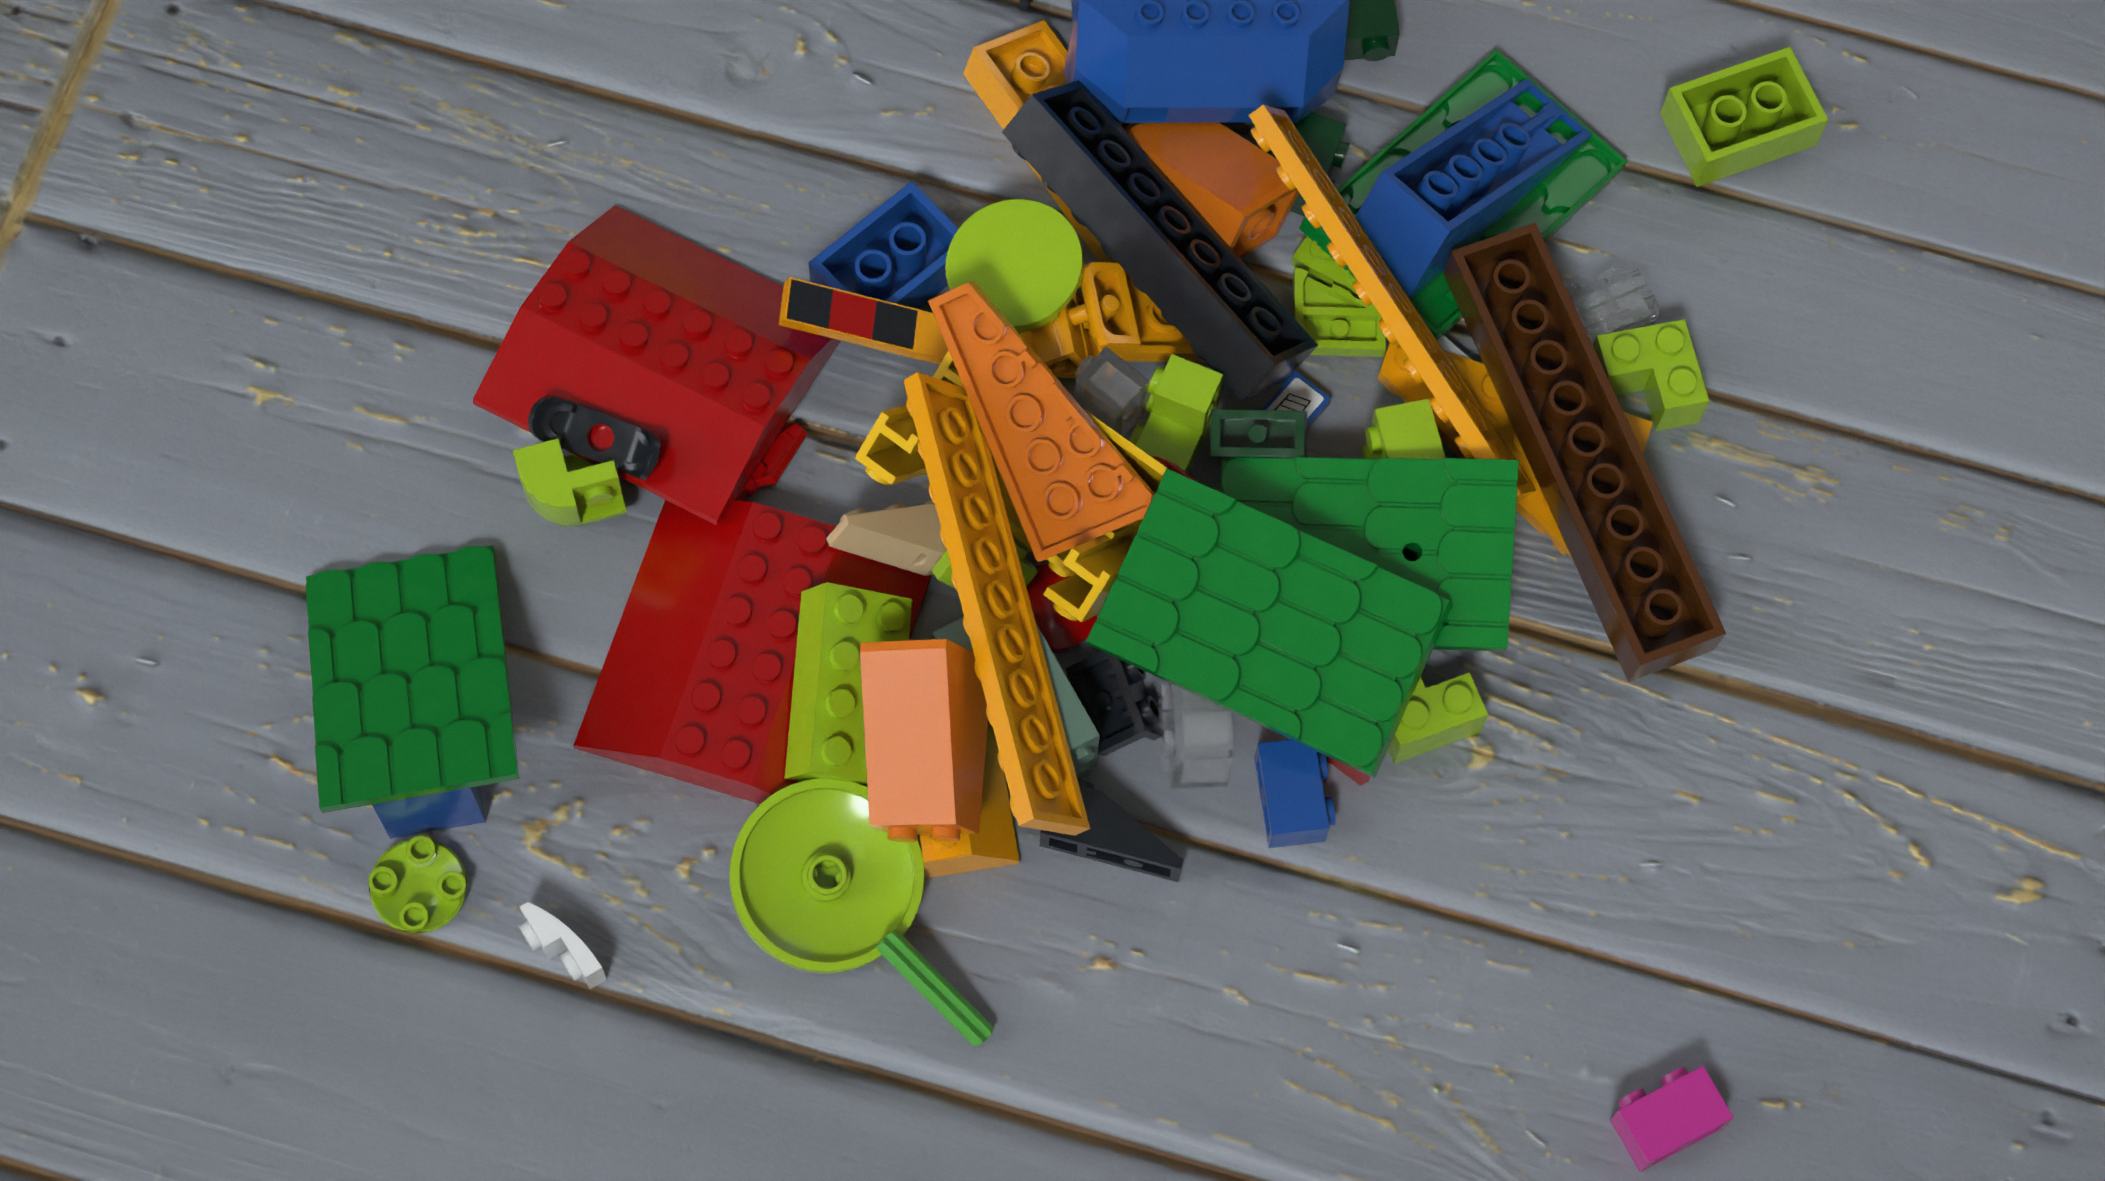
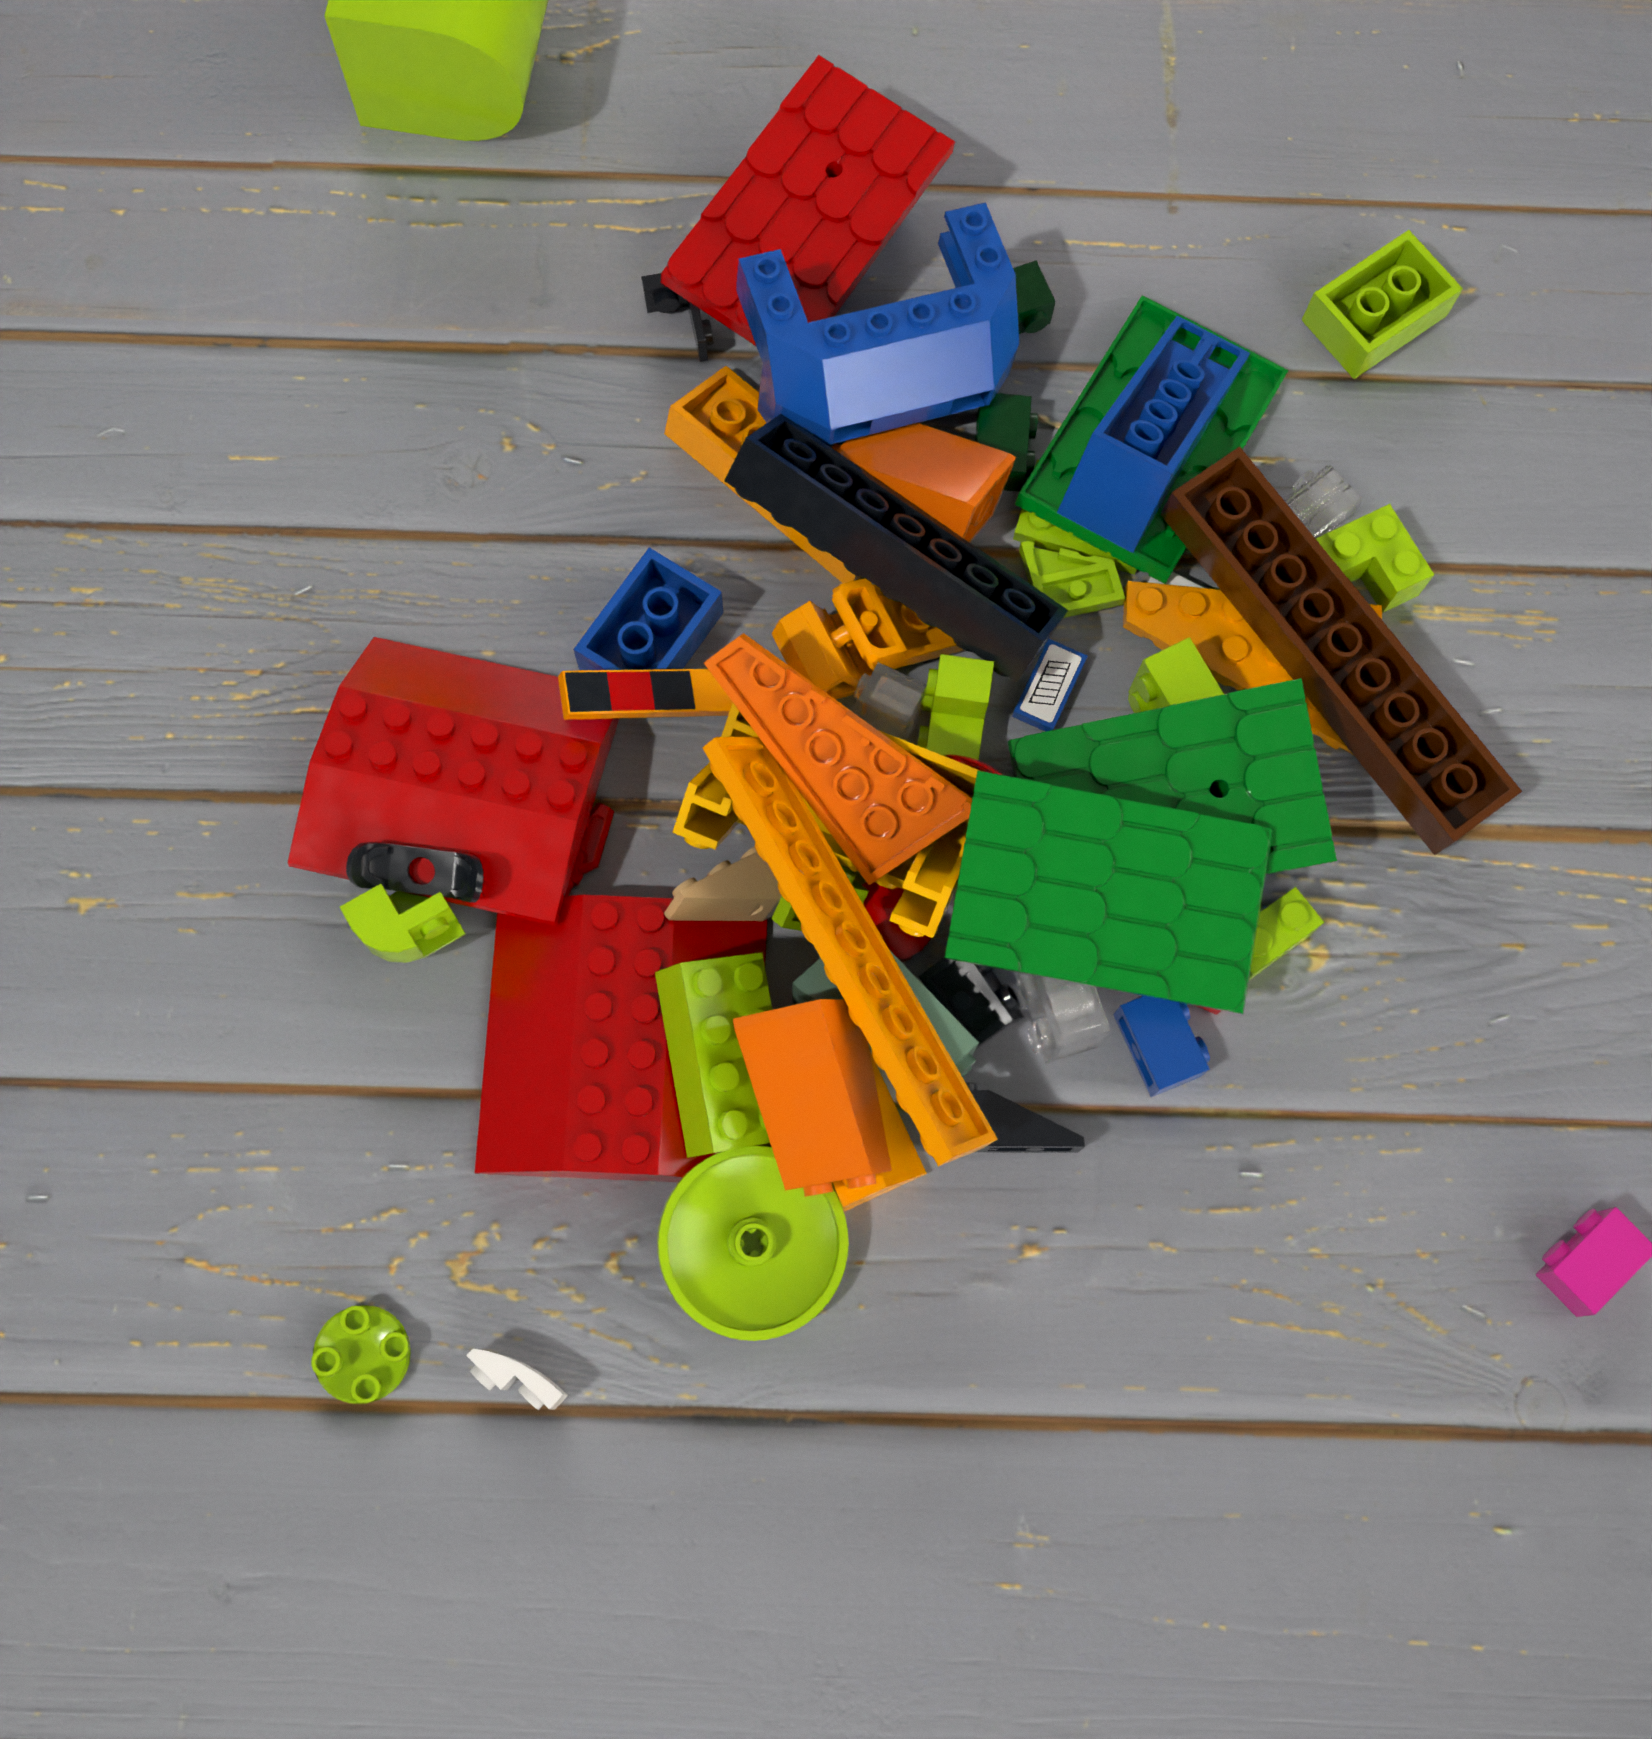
camera: 15 degrees left, 5 degrees up
(411, 689) = (300, 1165): green piece -> none
(935, 987) = (885, 1323): bright green axle -> none
(1020, 258) = (774, 596): lime tile -> none
(1258, 433) = (1038, 708): dark green brick -> none
(1379, 286) = (1115, 544): light orange plate -> none

